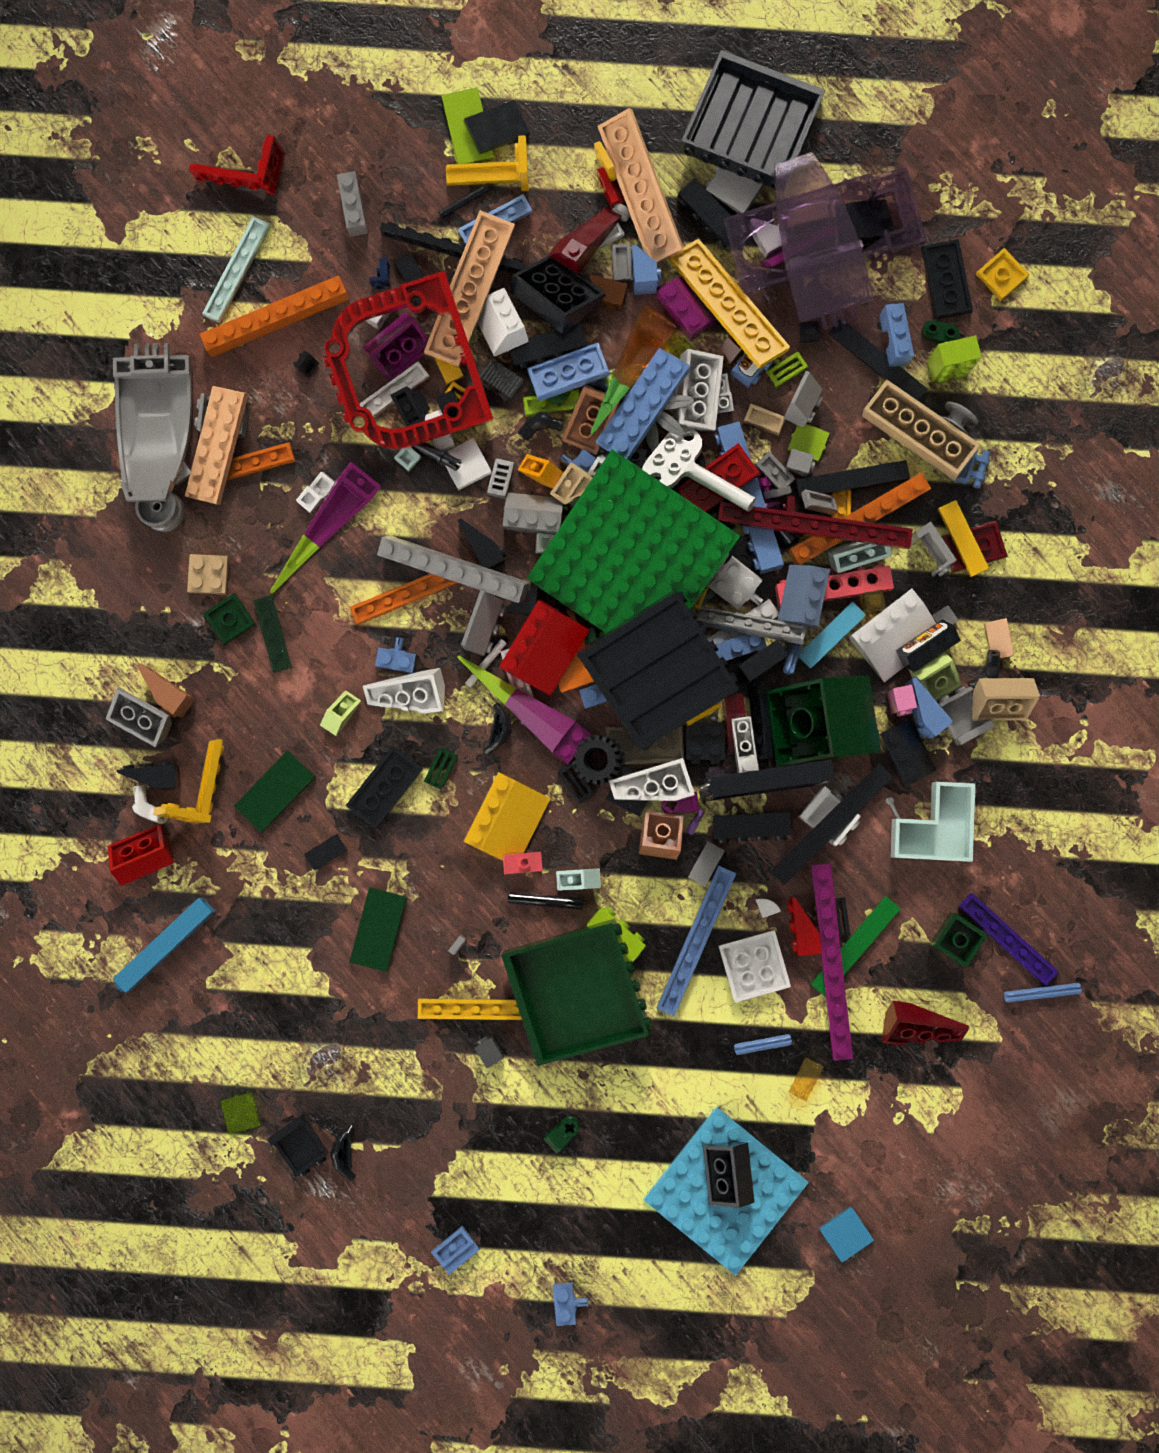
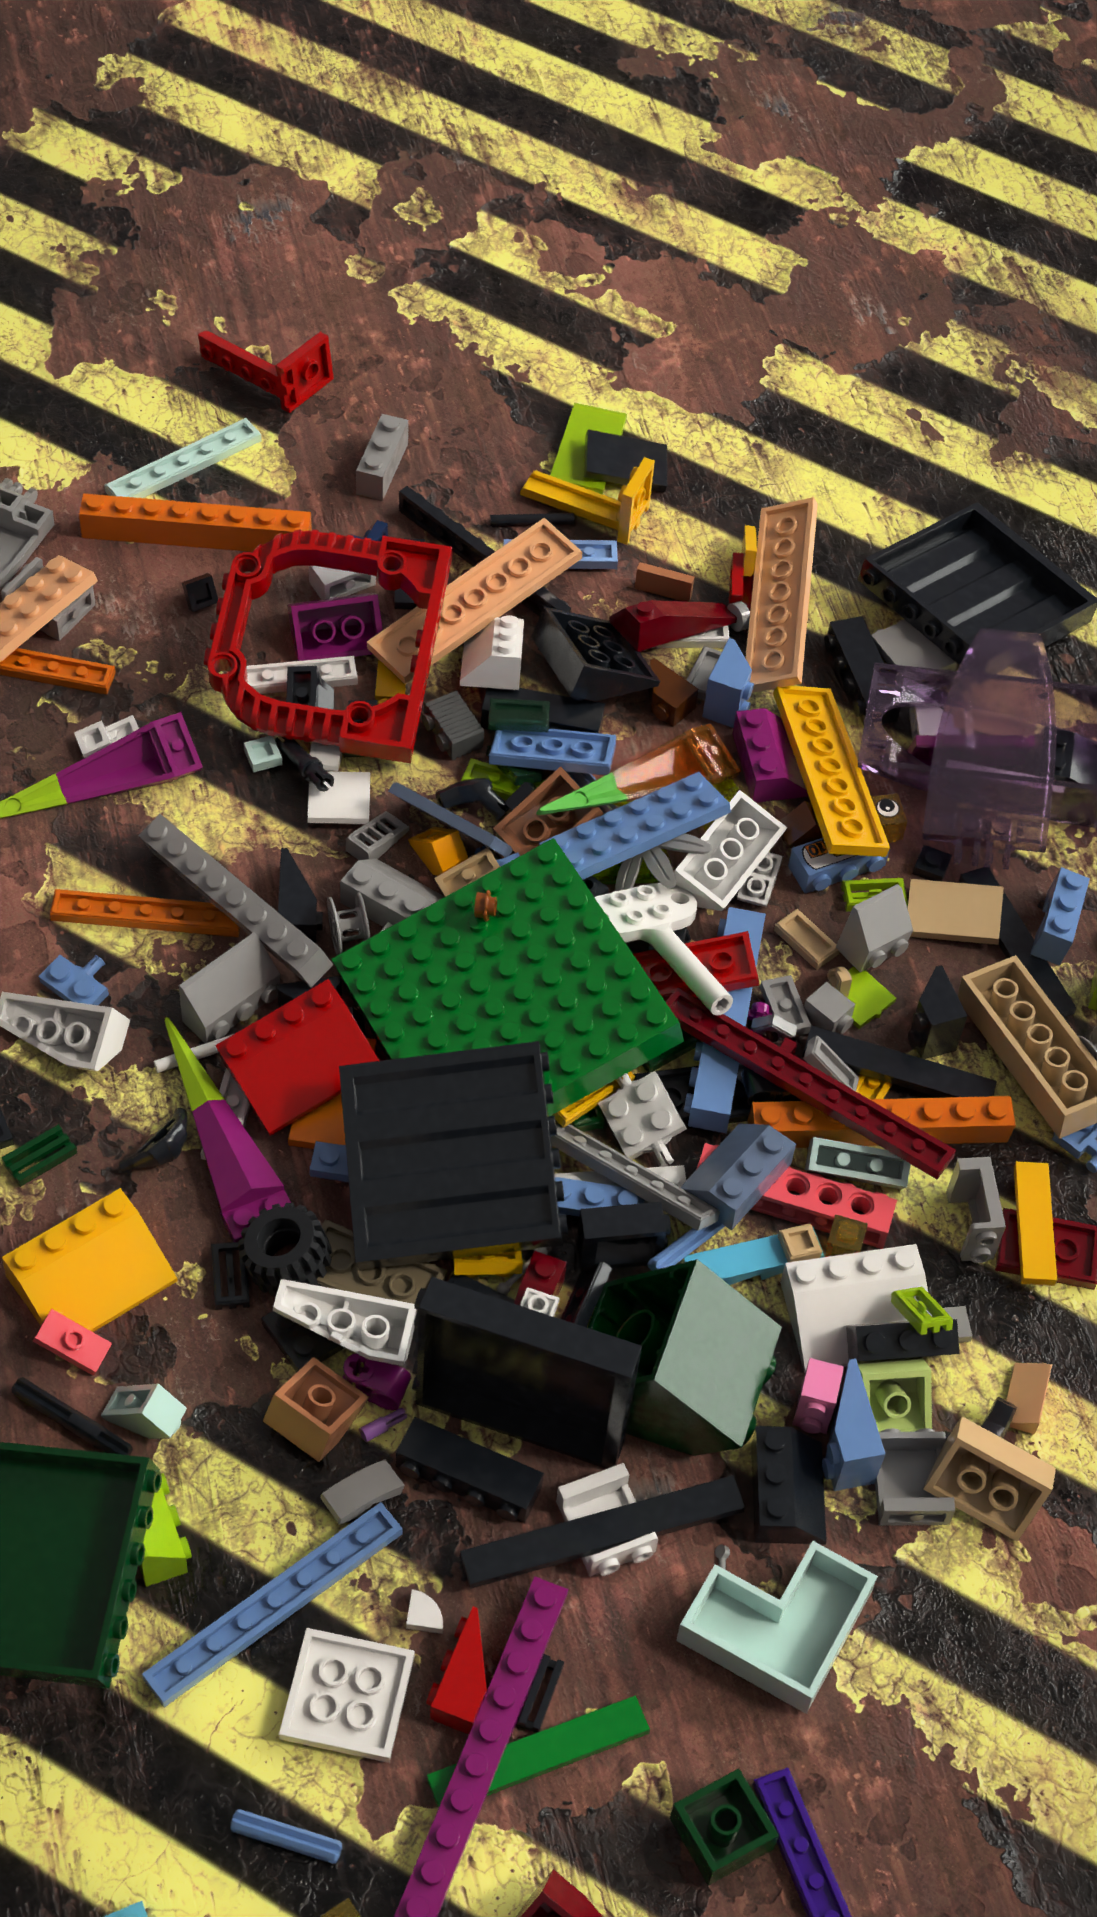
camera: 20 degrees right, 30 degrees down
(522, 550) = (338, 926): none -> light grey piece
(538, 359) = (519, 715): none -> clear green tile
(538, 451) = (450, 819): none -> sand blue tile
(566, 210) = (664, 582): none -> nougat tile
(567, 412) = (520, 794): none -> black tile
(598, 513) = (485, 905): none -> dark orange plate
(774, 314) = (891, 816): none -> clear yellow brick
(796, 440) = (840, 979): none -> tan tile
(837, 359) = (955, 911): none -> tan tile
(851, 616) = (799, 1243): none -> tan tile
(859, 439) = (938, 1018): none -> black slope
(943, 638) = (916, 1312): none -> lime tile

